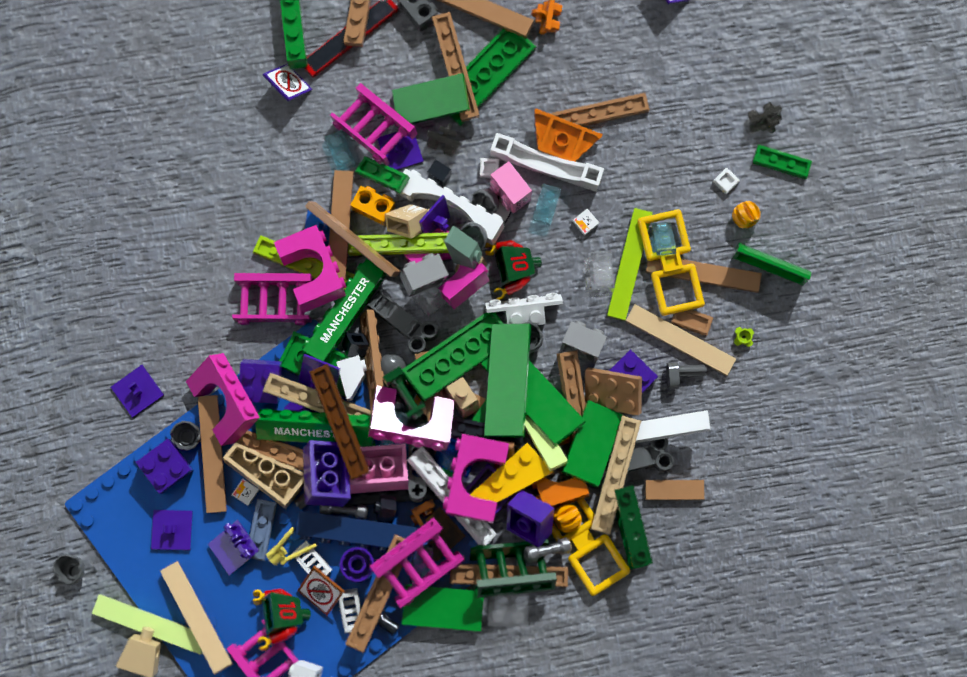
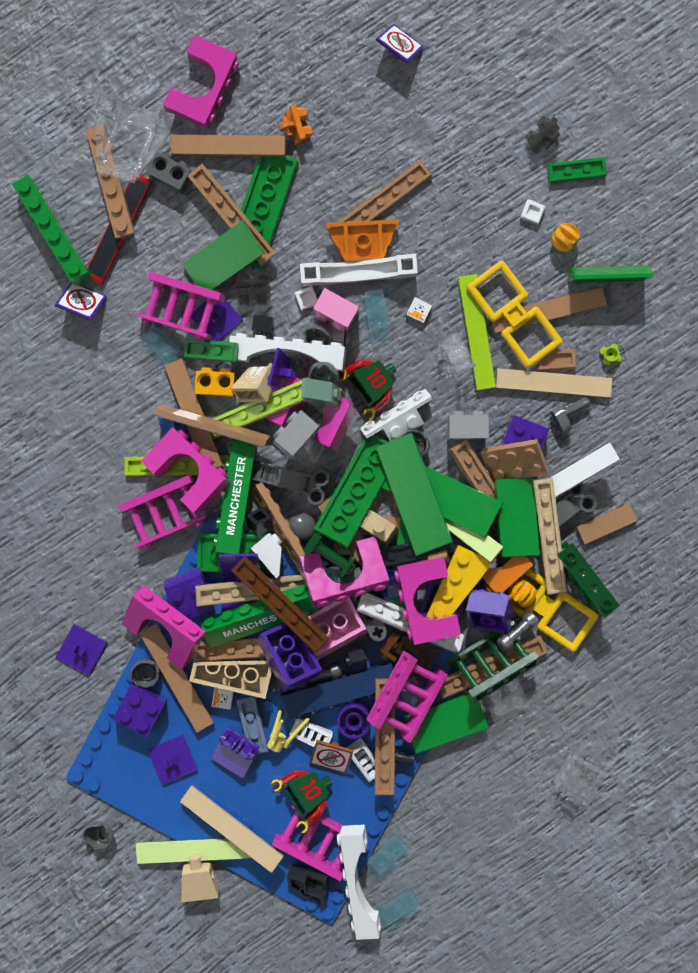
camera: 20 degrees left, 10 degrees up
(663, 238) = (498, 295): clear light blue plate -> none

